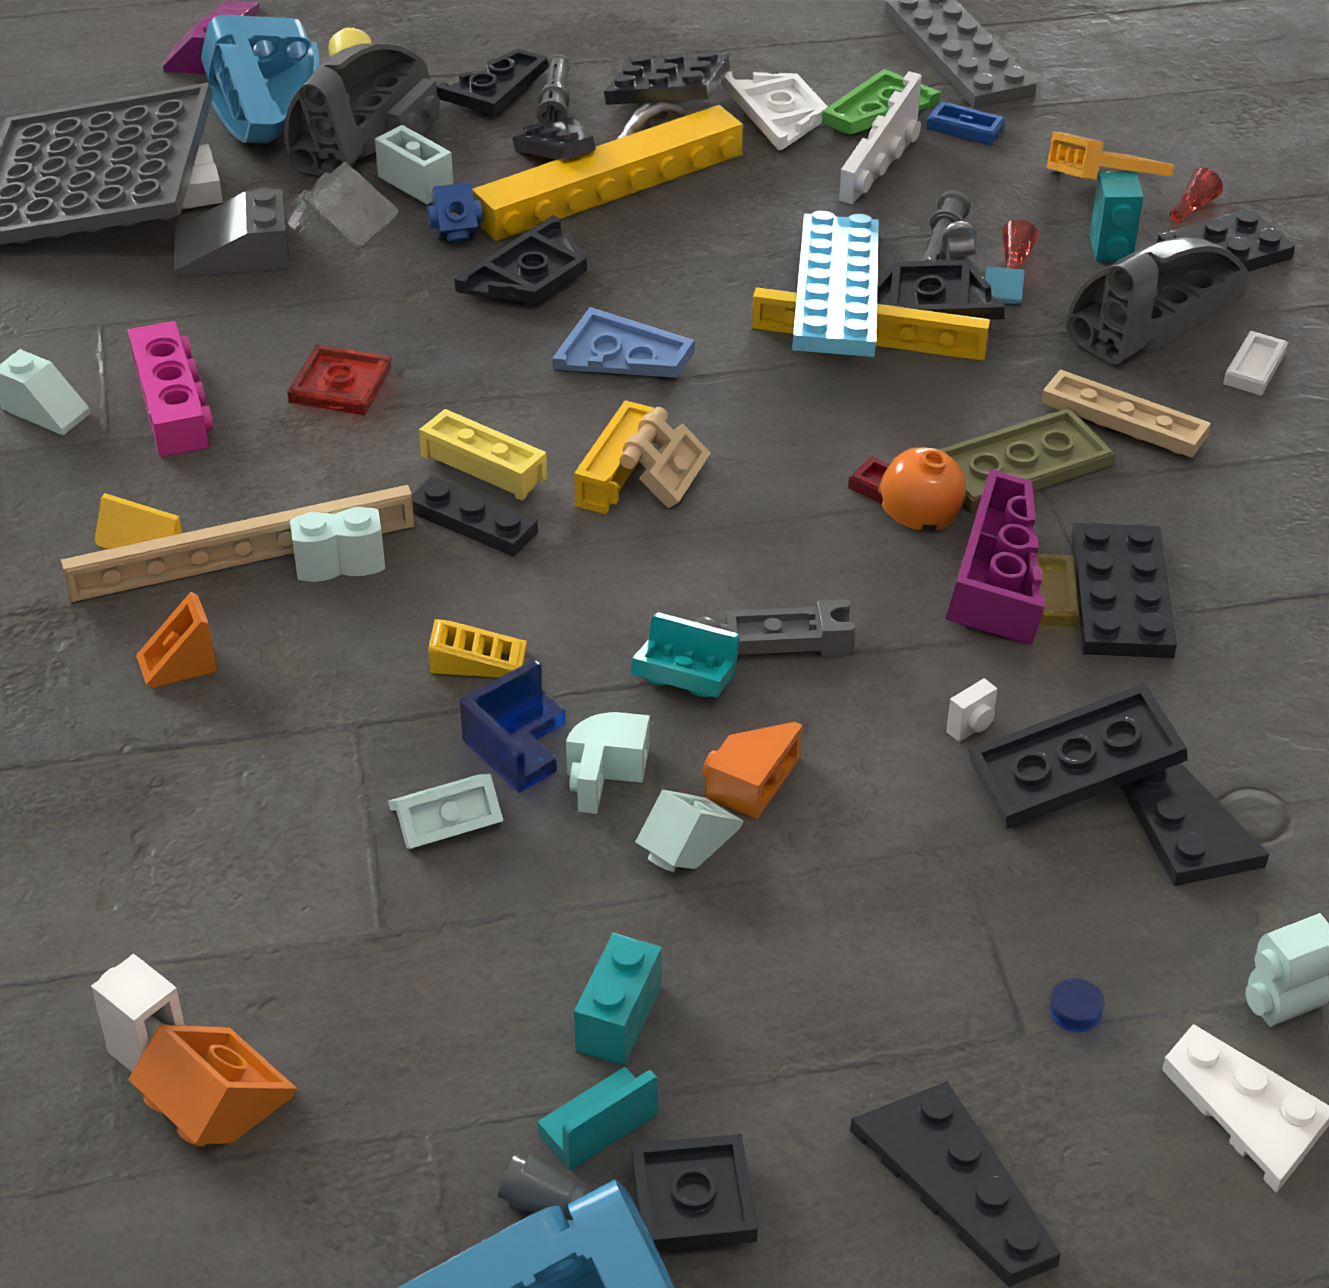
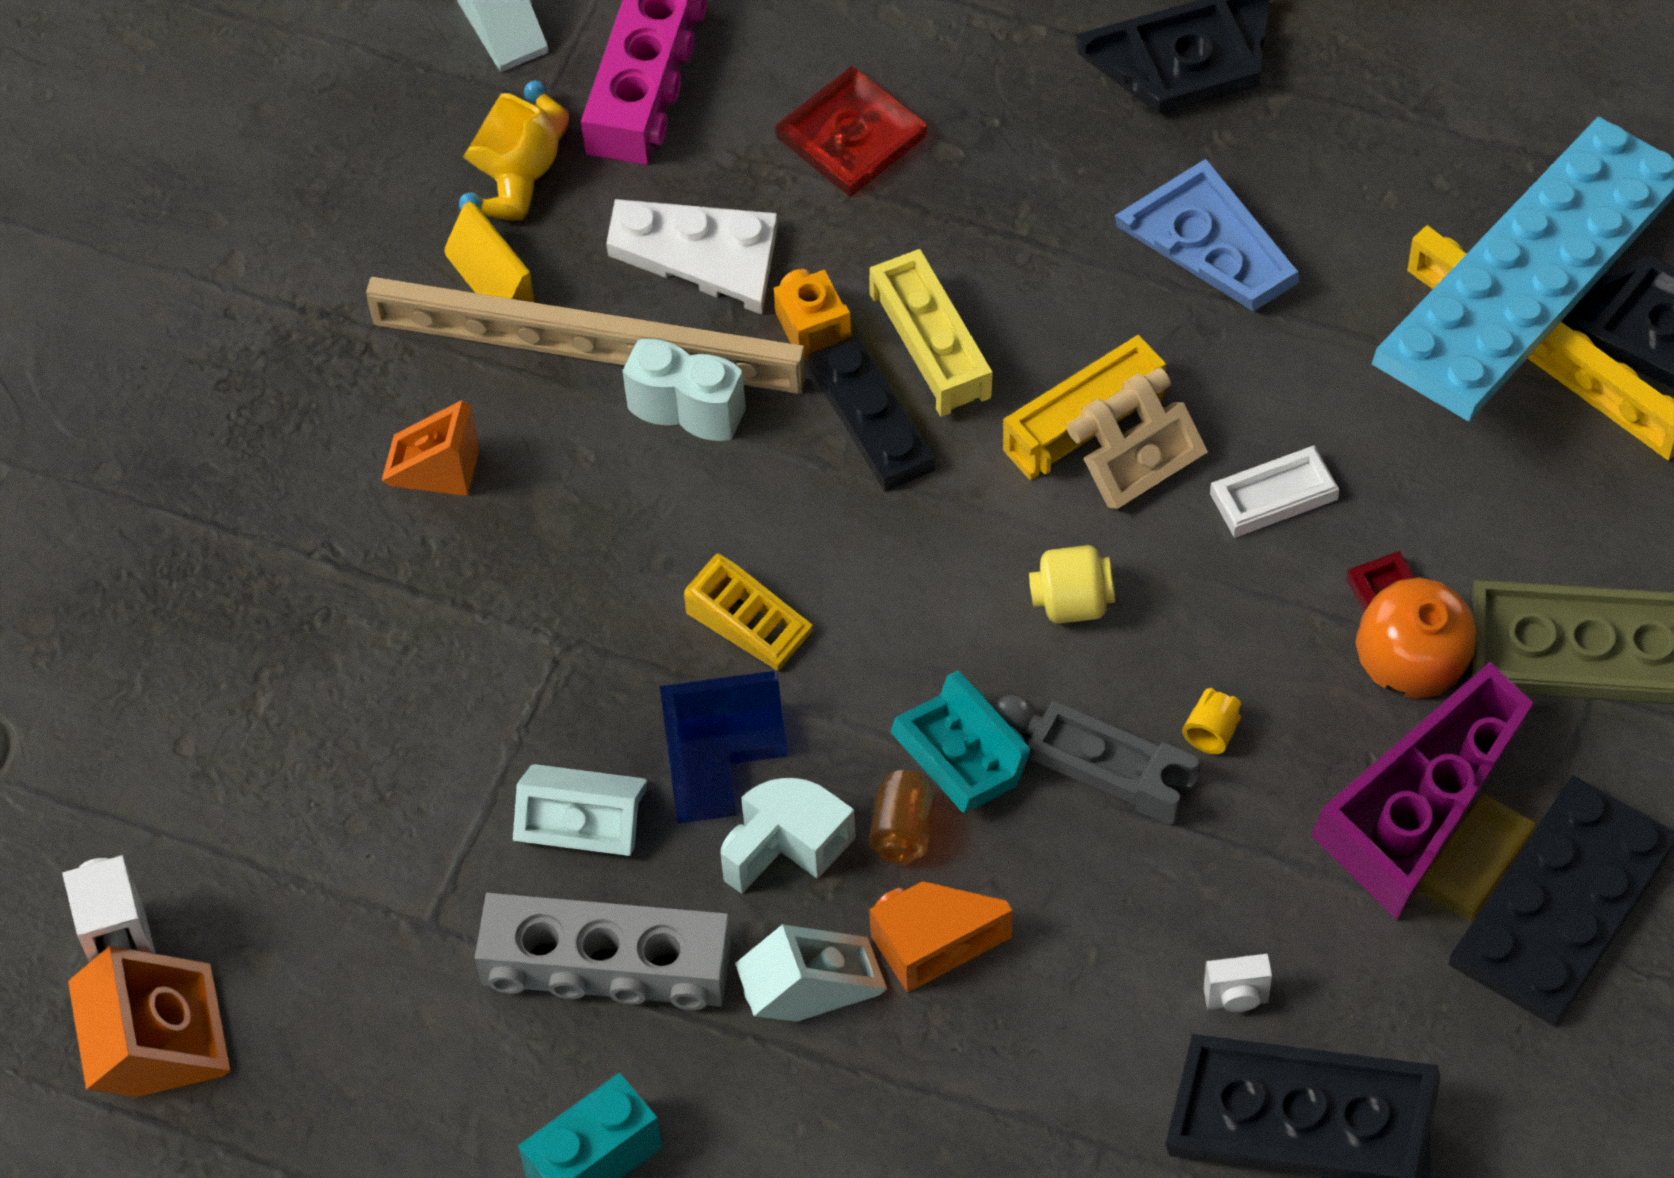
camera: 35 degrees right, 15 degrees up
(110, 460) = (516, 149): none -> yellow piece
(291, 468) = (705, 245): none -> white wing
(391, 469) = (811, 311): none -> light orange brick
(530, 879) = (580, 928): none -> light grey brick
(678, 715) = (902, 817): none -> clear orange brick
(687, 546) = (1073, 584): none -> light yellow head
(767, 459) = (1274, 491): none -> white tile
(835, 582) = (1212, 722): none -> yellow hose

